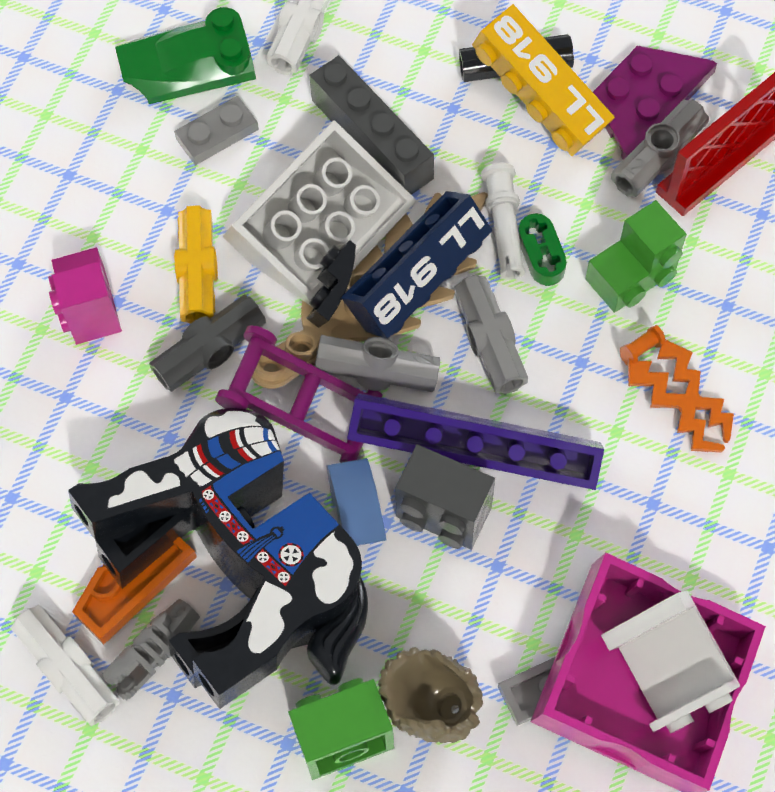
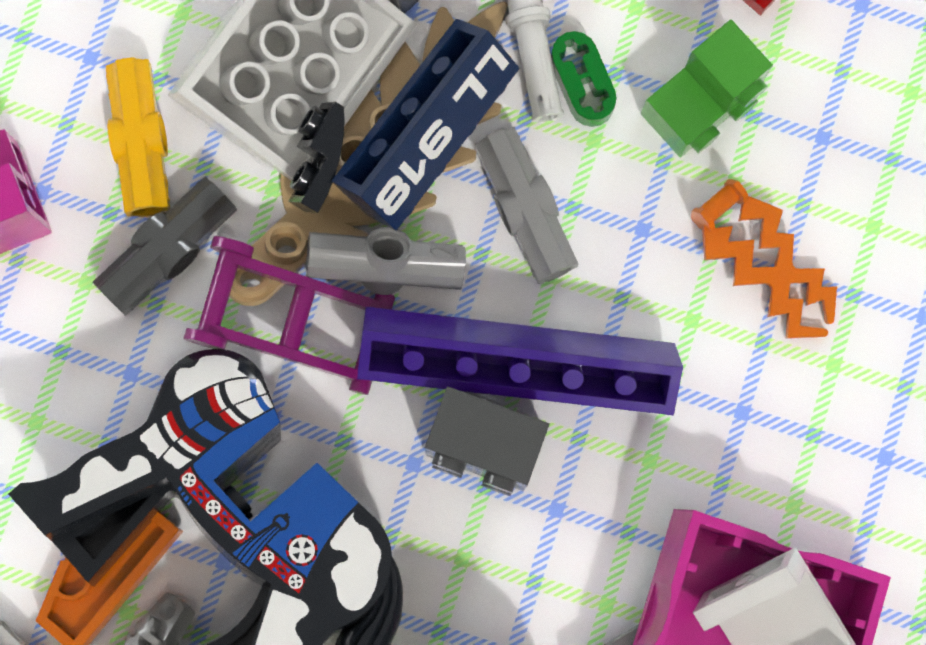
camera: 10 degrees left, 15 degrees up
(356, 501) = (375, 448): medium blue slope -> none

